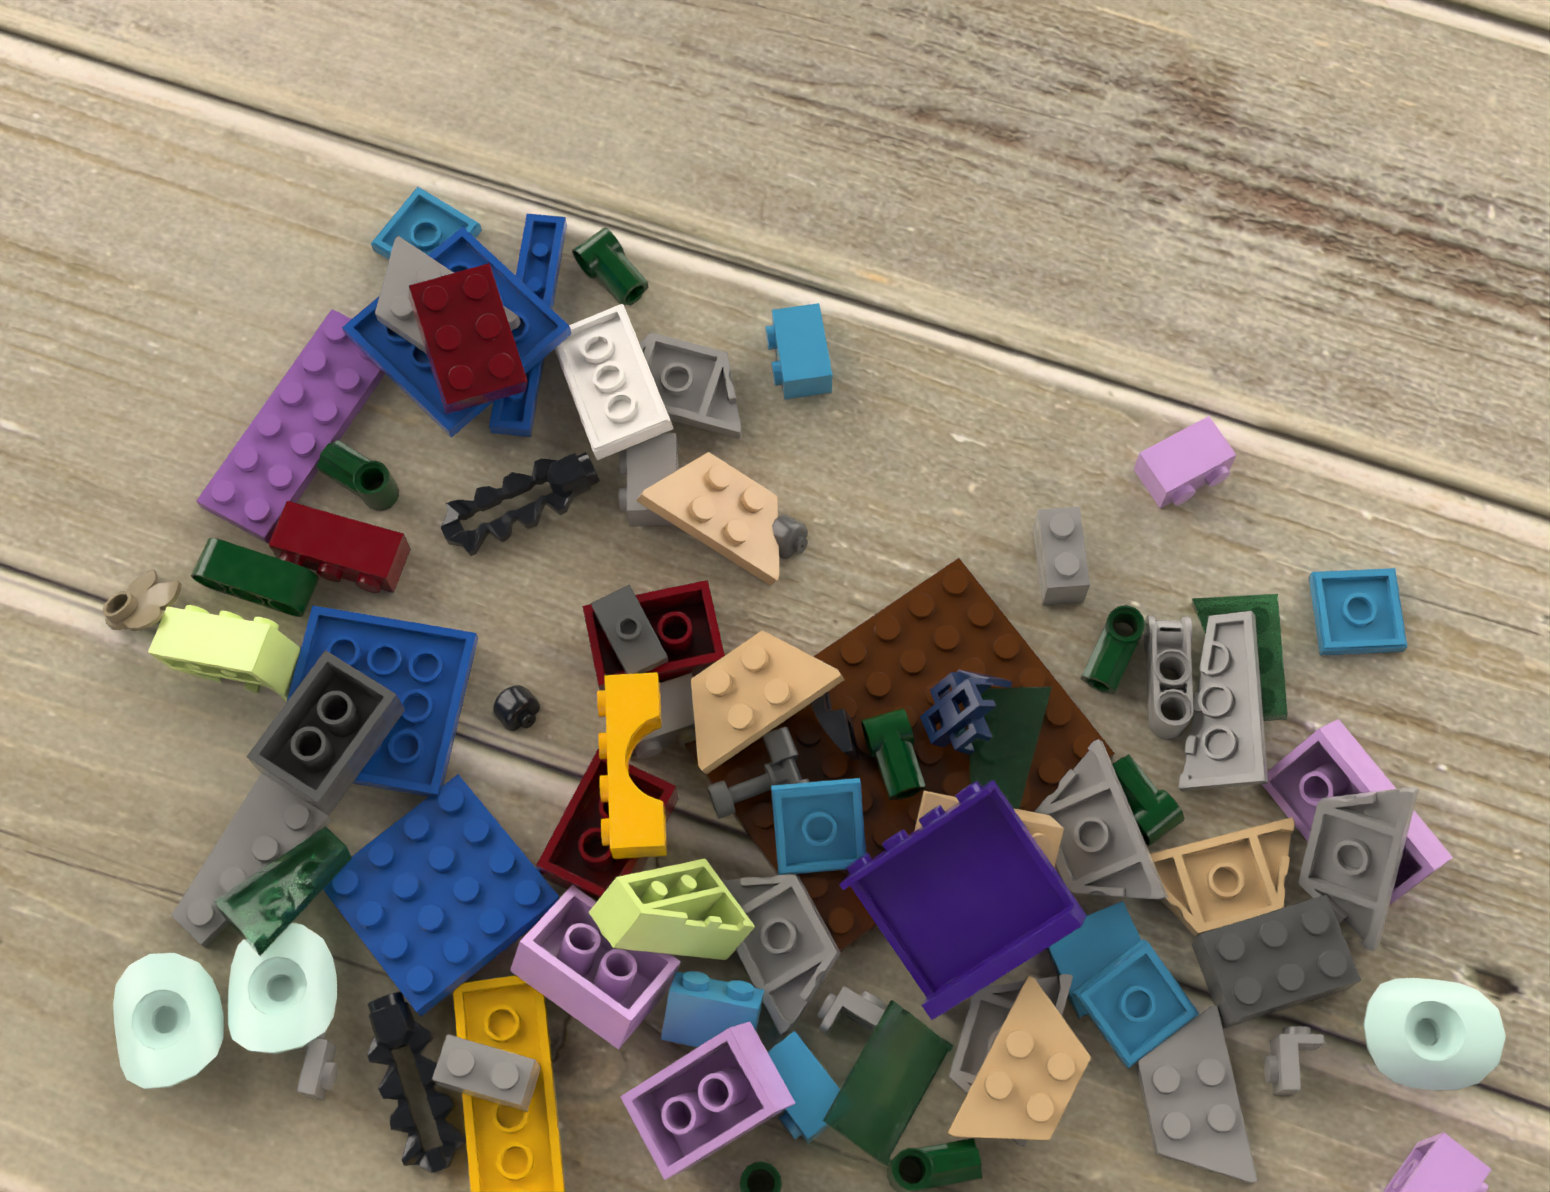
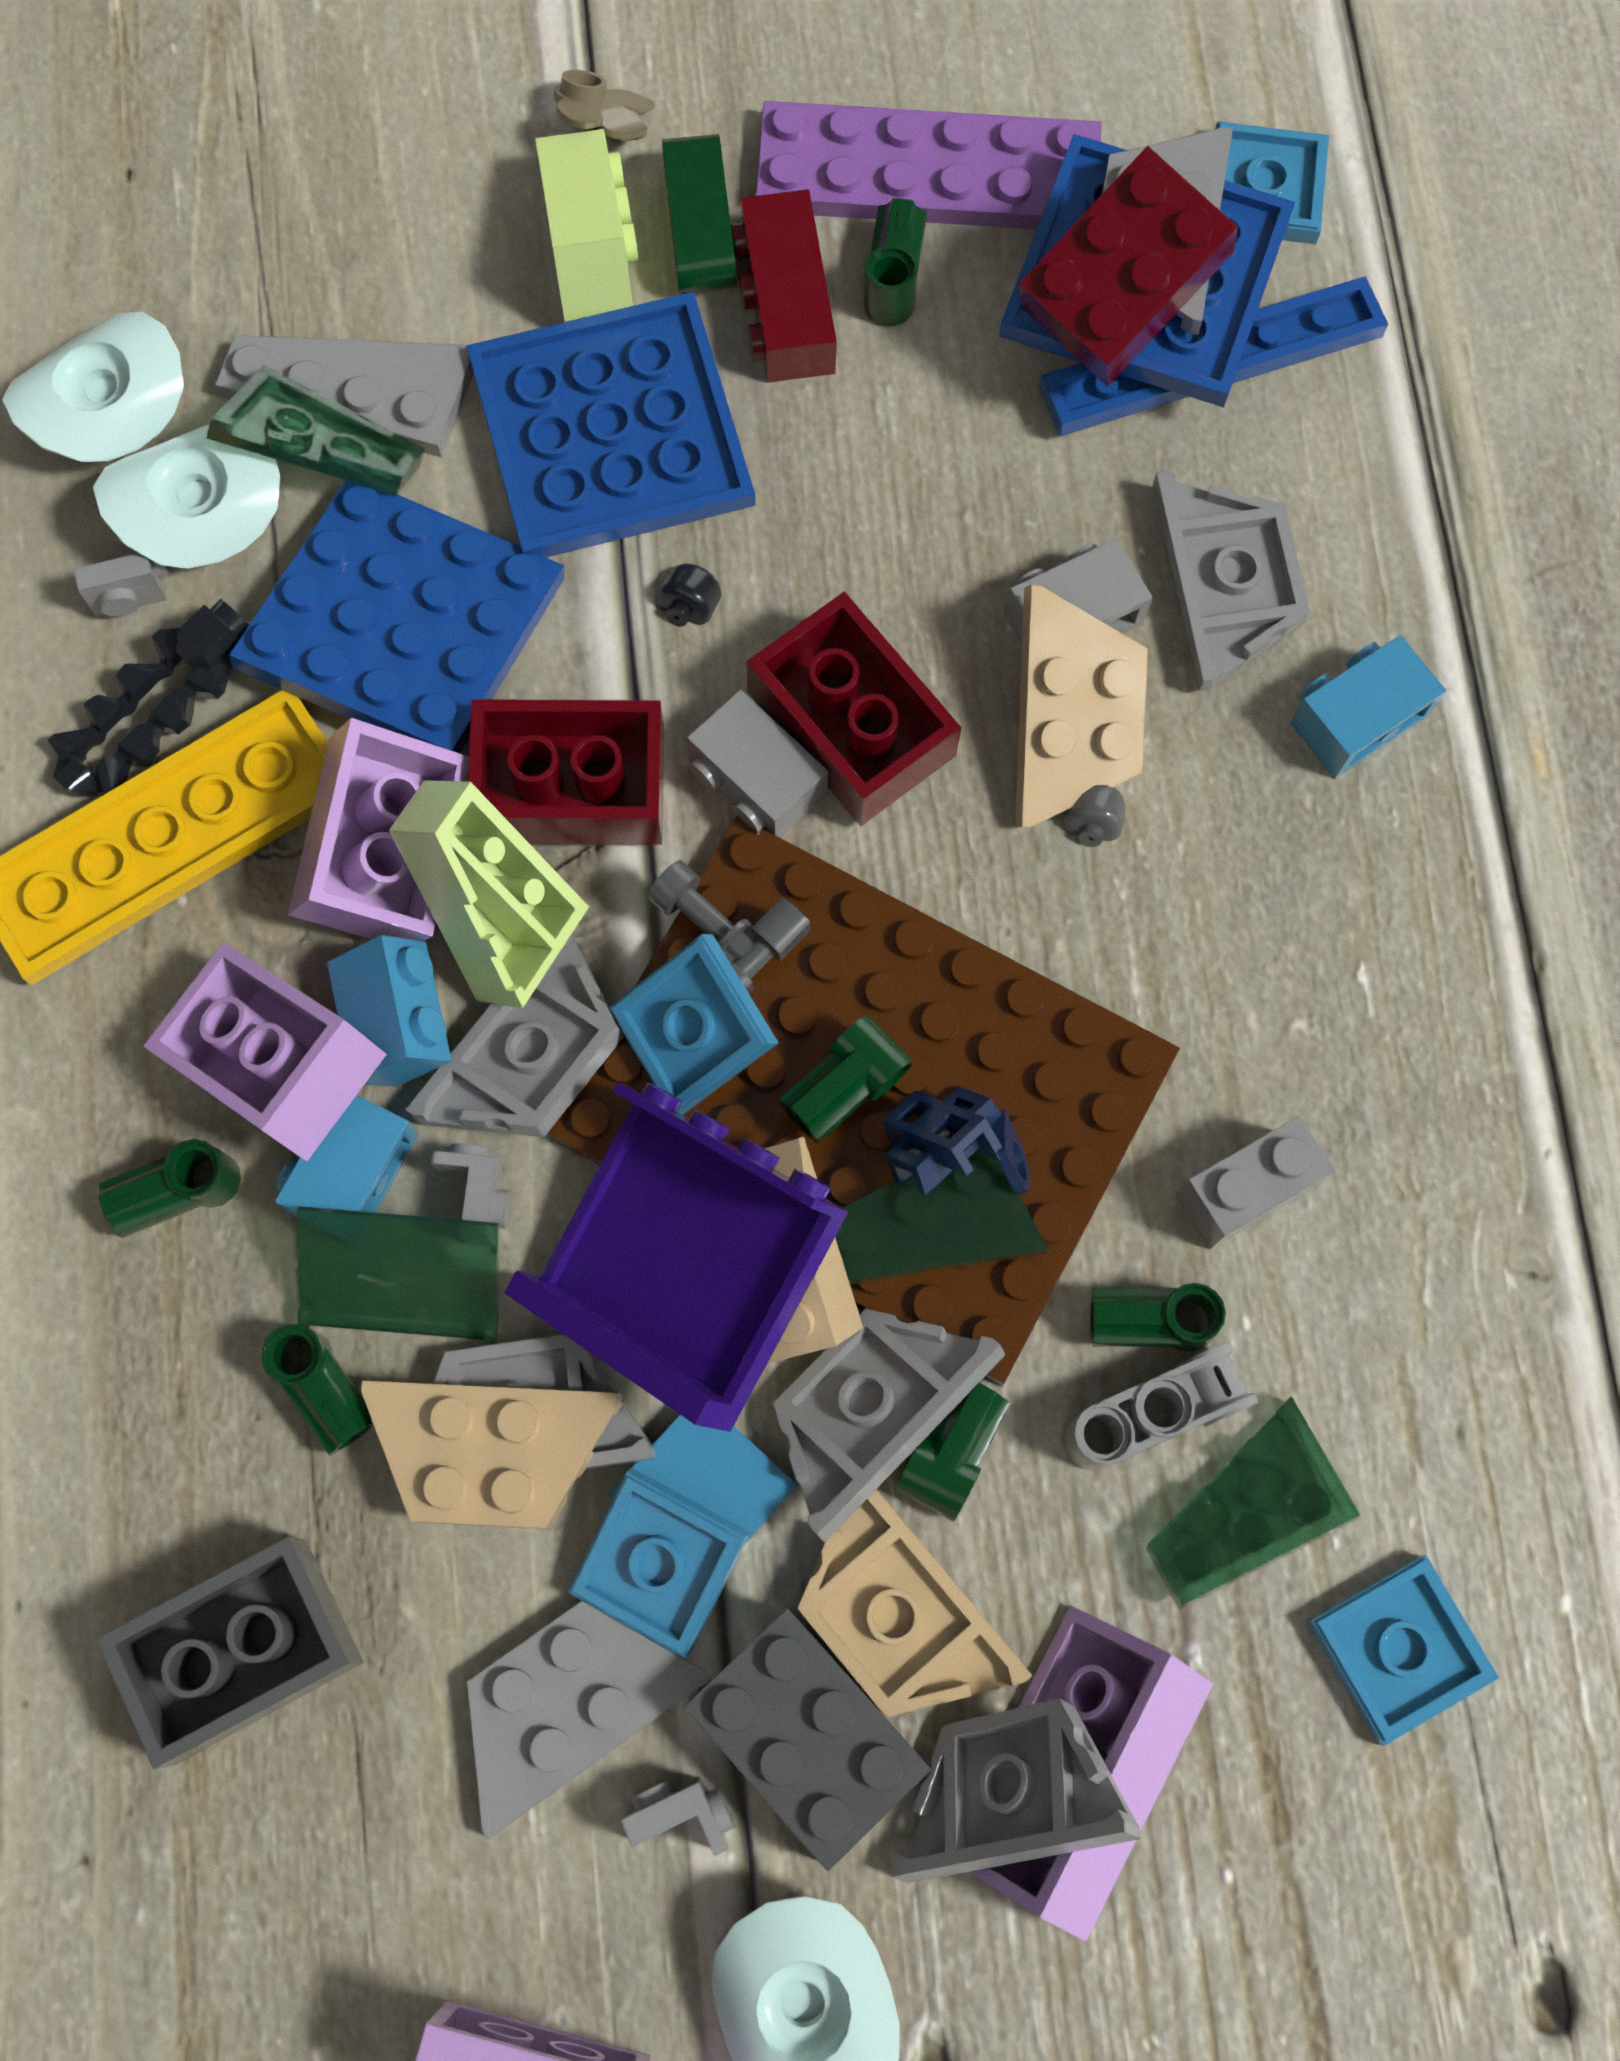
camera: 60 degrees right, 5 degrees up
(326, 732) = (523, 375): dark grey brick -> none
(487, 1073) = (184, 770): light grey brick -> none
(566, 477) = (1021, 498): black sword -> none
(605, 259) = (1353, 408): dark green piece -> none
(612, 383) = (1181, 487): white tile -> none
(629, 631) = (834, 661): dark grey plate -> none
(631, 712) = (718, 709): yellow arch -> none
(752, 694) = (829, 855): tan wing -> none
(837, 725) = (842, 986): black slope -> none
(1185, 463) = (1494, 1299): lavender brick -> none
(1227, 721) = (1130, 1521): light grey wing -> none

